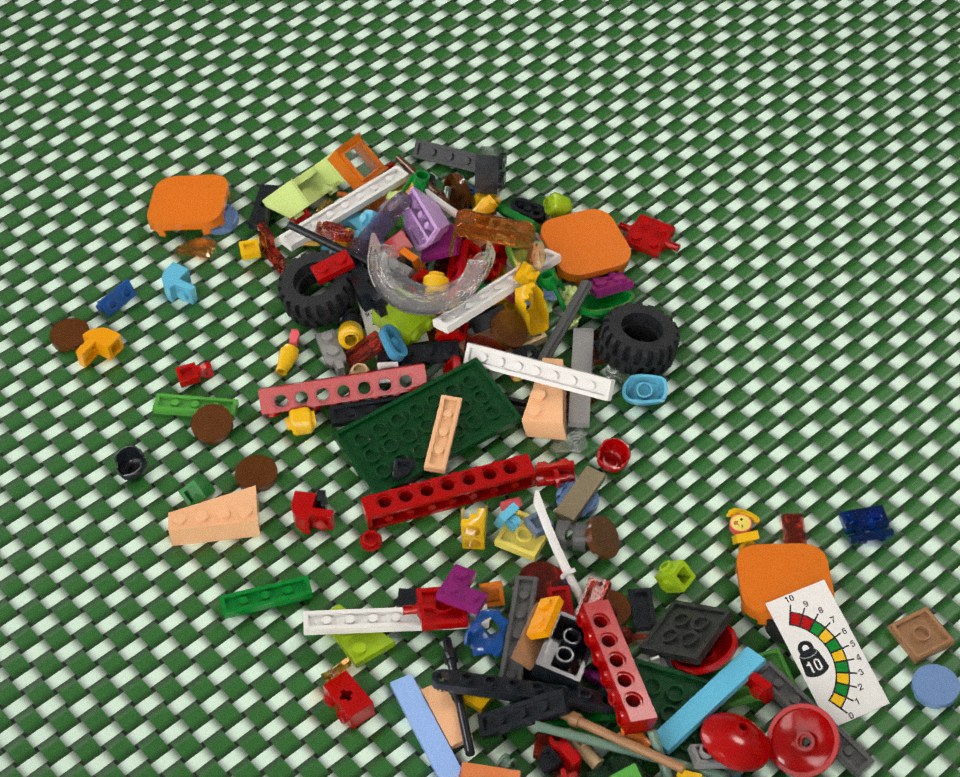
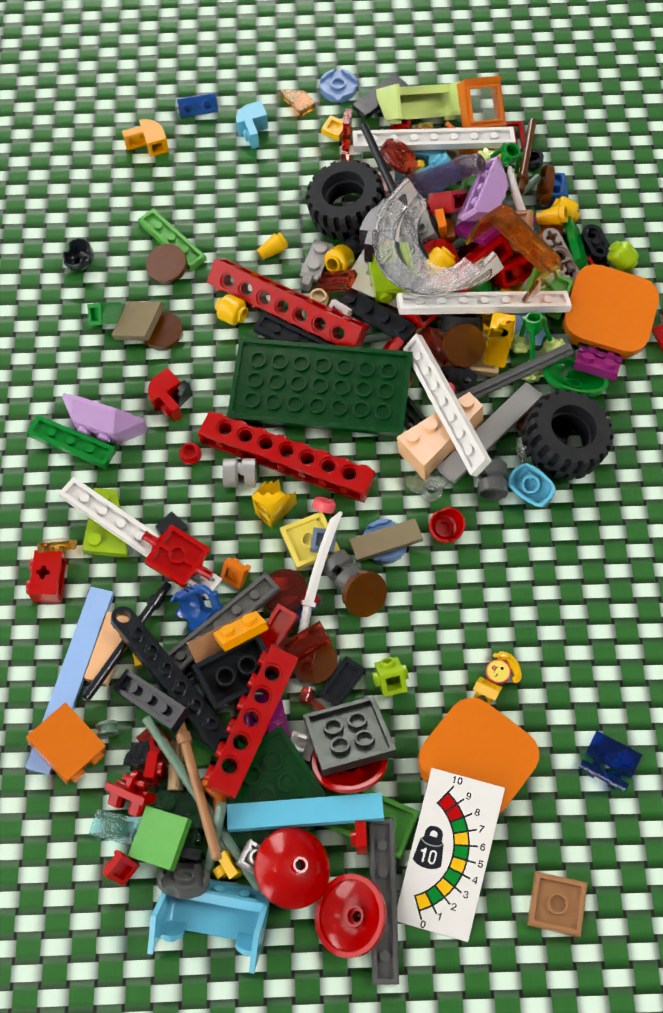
camera: 40 degrees right, 15 degrees up
(68, 334) = (136, 110): reddish brown tile -> none
(188, 203) = (322, 55): orange tile -> none
(191, 374) = (191, 208): red plate -> none
(217, 519) = (96, 349): light nougat wedge -> none
(232, 474) = (137, 321): none -> dark tan tile
(274, 562) = (103, 421): none -> lavender wedge
(294, 337) = (294, 232): coral tile -> none
(332, 267) = (363, 188): red plate -> none
(393, 343) = (358, 292): dark azure plate -> none
(402, 468) = (265, 409): black tile -> none
(426, 525) = (239, 473): none -> light grey wheel
(443, 434) = (323, 402): light nougat tile -> none
(444, 155) = (575, 147): black plate -> none
(457, 591) = (196, 553): magenta plate -> none
(489, 170) = (587, 182): black brick -> none
(509, 518) = (303, 516): medium azure tile -> none
(526, 274) = (518, 304): yellow tile -> none
(538, 256) = (546, 293): tan axle -> none
(555, 473) = (384, 504): red hips -> none
(616, 410) = (493, 482): none -> dark grey wheel
(793, 528) = (540, 715): clear red tile -> none
(935, 686) = (521, 963): medium blue tile -> none

